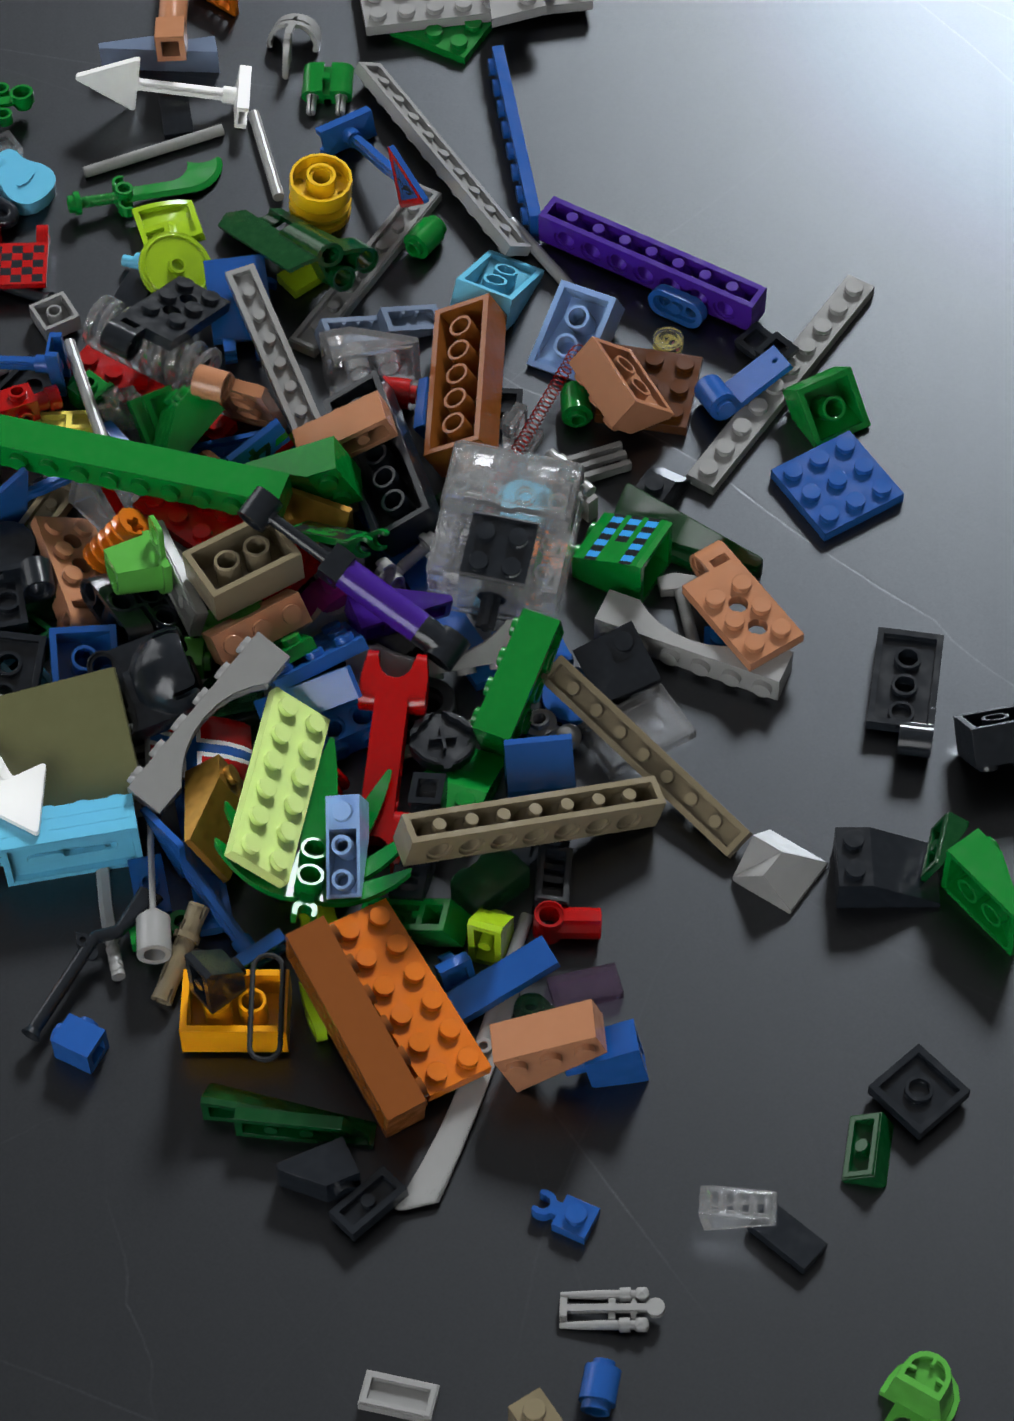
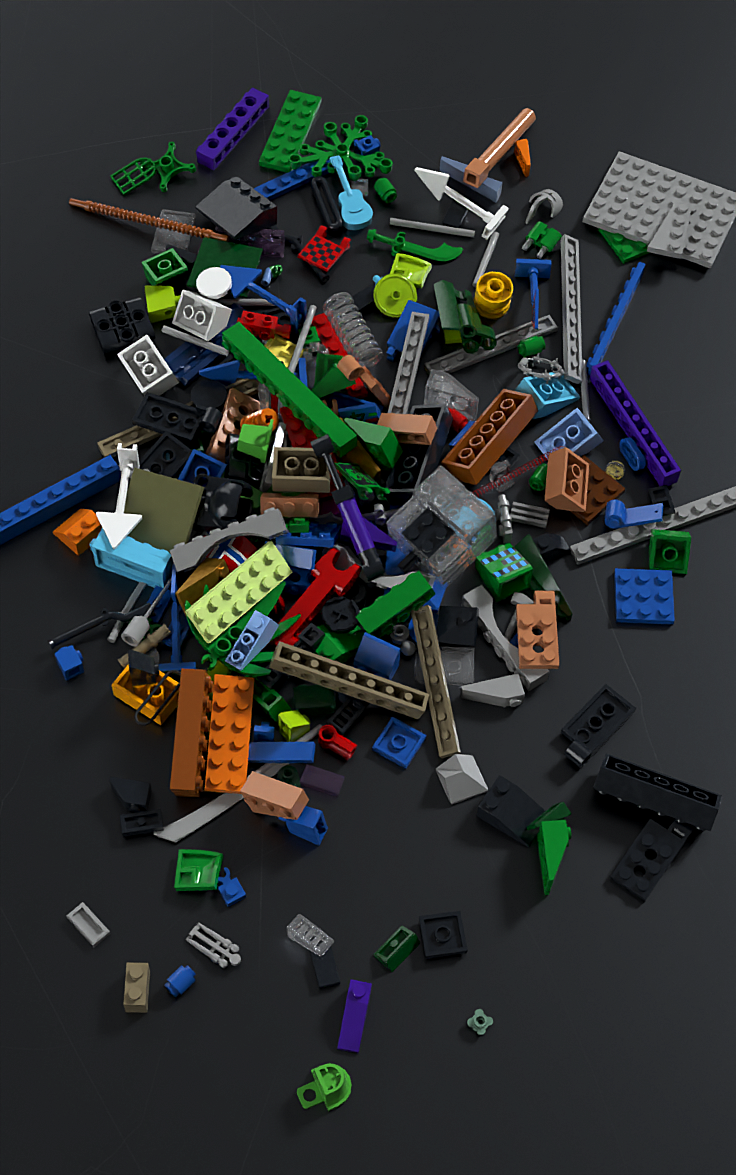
camera: 30 degrees right, 5 degrees up
(46, 132) = (385, 190): none -> green brick
(55, 315) = (320, 289): light grey piece -> none
(164, 318) = (356, 323): black hinge -> none
(283, 1120) = (132, 754): dark green wedge -> none
(403, 320) = (476, 383): sand blue slope -> none
(475, 244) = (546, 376): none -> light grey piece
(504, 1219) = (197, 870): none -> green plate
(654, 872) = (399, 742): none -> blue tile
(739, 723) = (498, 691): none -> light grey slope
(883, 1275) = (354, 1016): none -> dark purple slope

